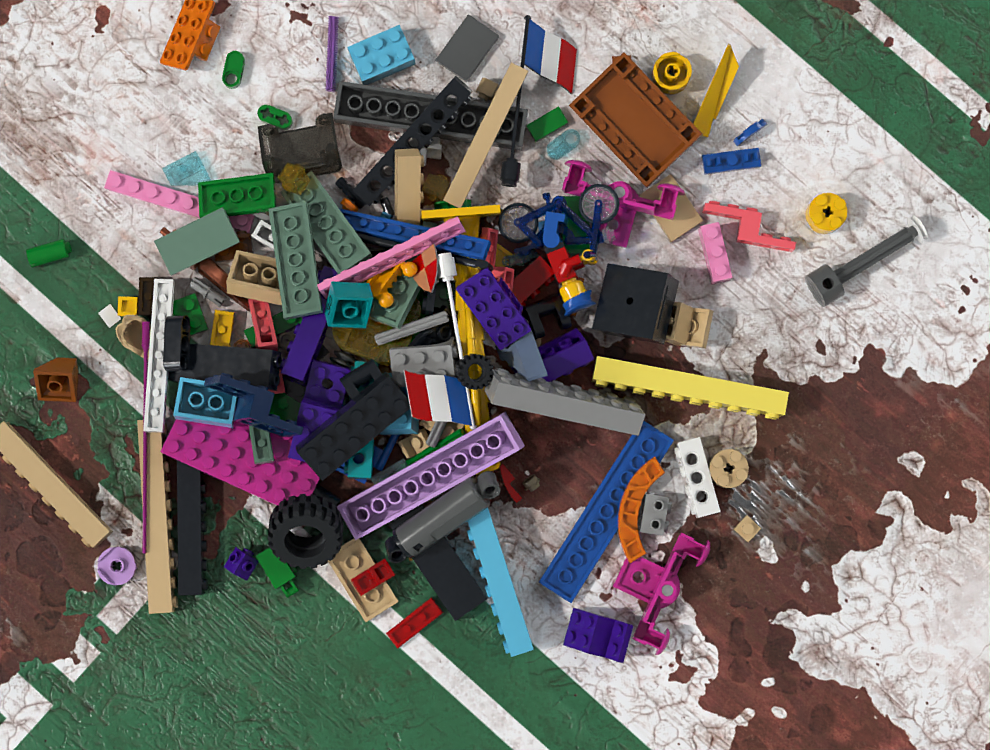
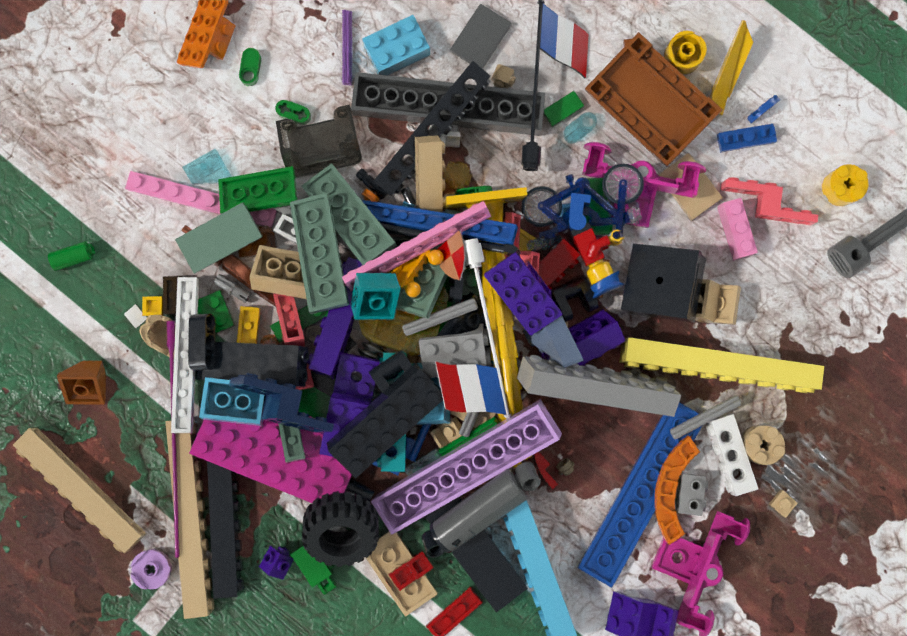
camera: 10 degrees left, 0 degrees up
(294, 178) = (314, 171): clear yellow brick -> none
(485, 135) = (505, 120): tan tile -> none
(485, 376) = (519, 359): black tyre -> none
(672, 438) = (705, 417): none -> light grey axle

